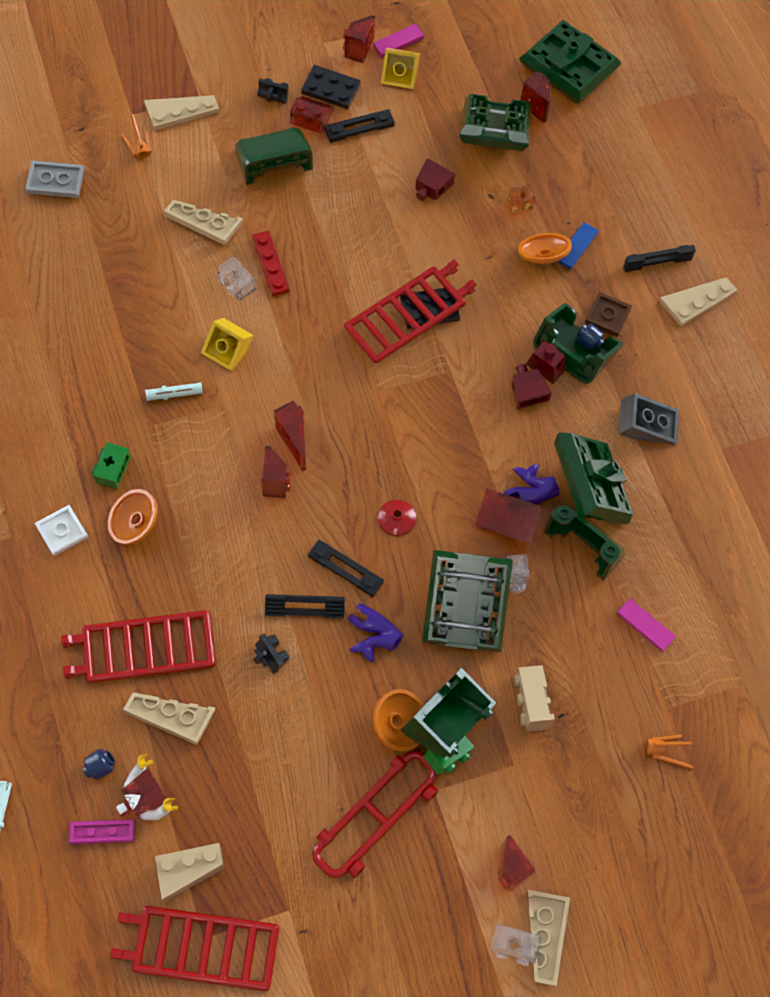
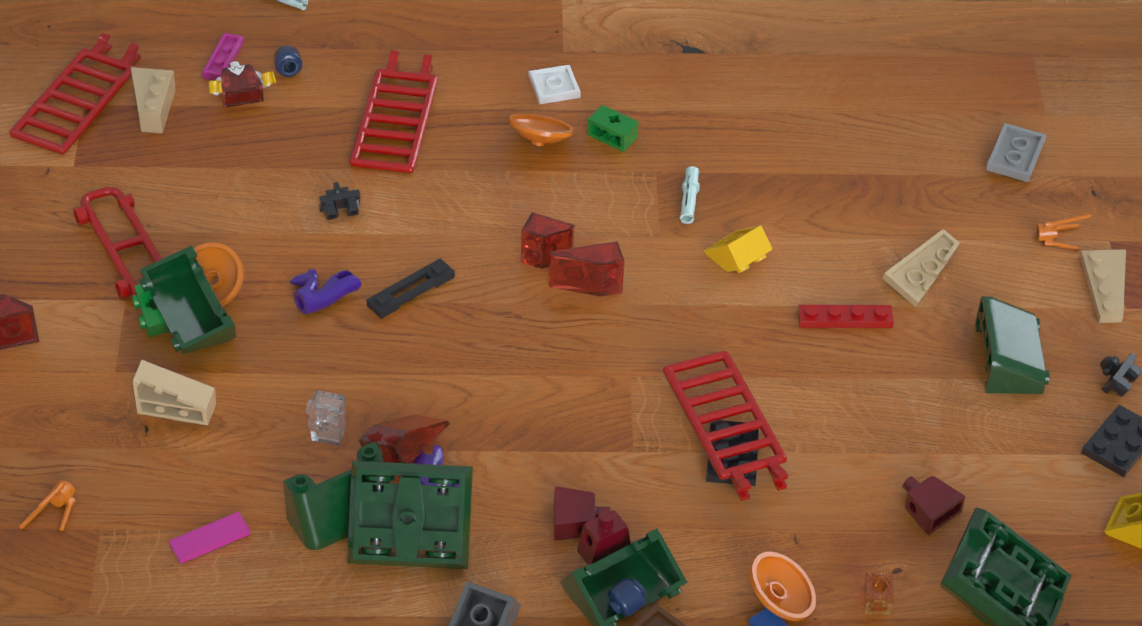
camera: 110 degrees right, 20 degrees down
(176, 718) = (310, 120): tan wing -> none
(236, 278) = (828, 275): clear brick -> none
(276, 605) = (387, 226): black container -> none
(310, 114) = (1076, 404): clear red slope -> none
(336, 131) = (1051, 481): black container -> none
(397, 525) = (454, 349): red dish -> none
(467, 601) = (312, 356): piece -> none

